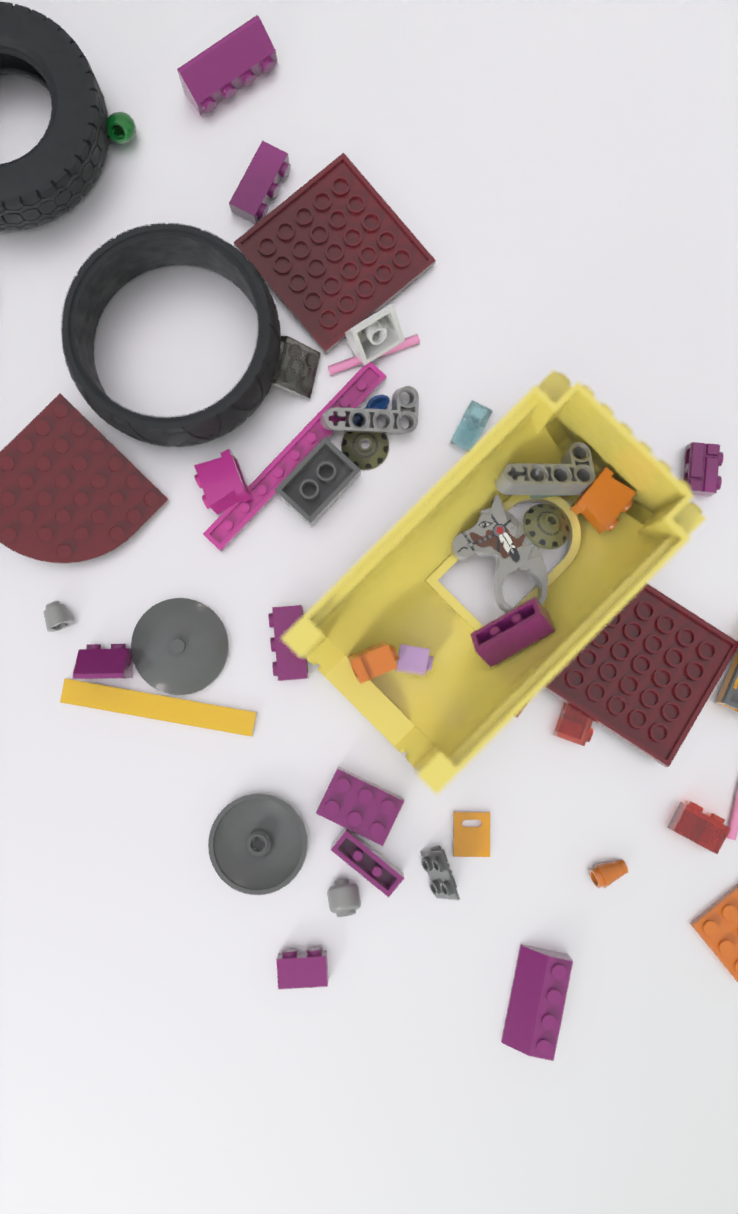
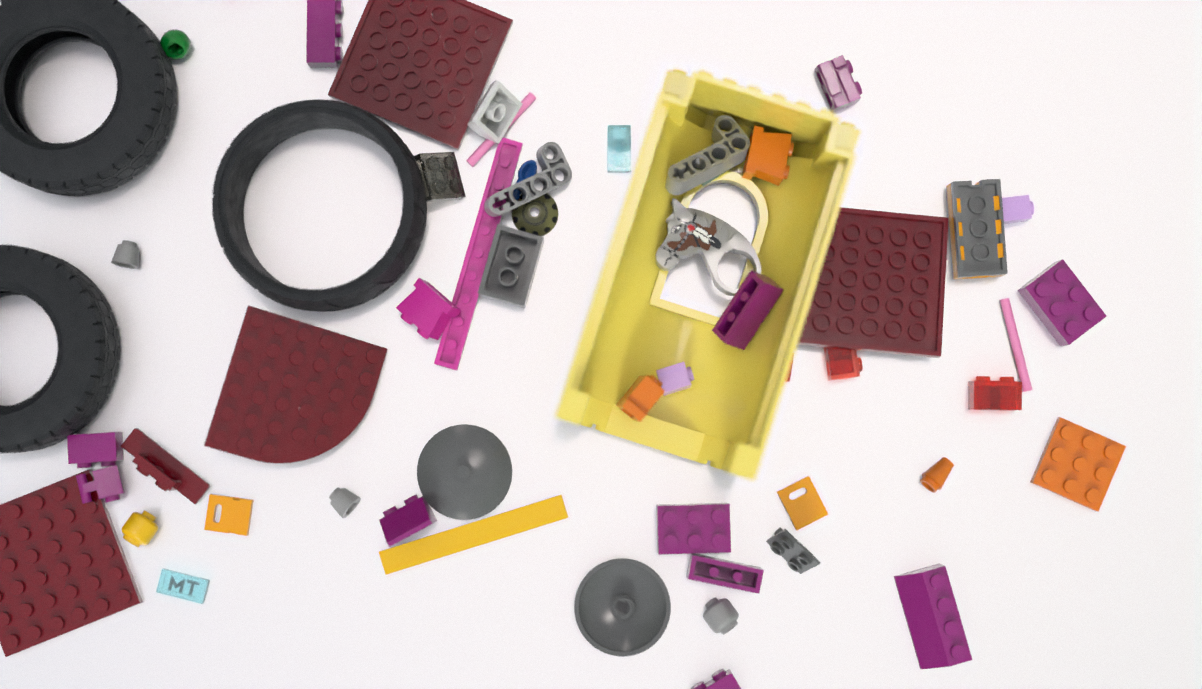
camera: 25 degrees left, 0 degrees up
(288, 663) = (568, 435): magenta brick -> none
(546, 526) = (727, 210): olive dish -> none

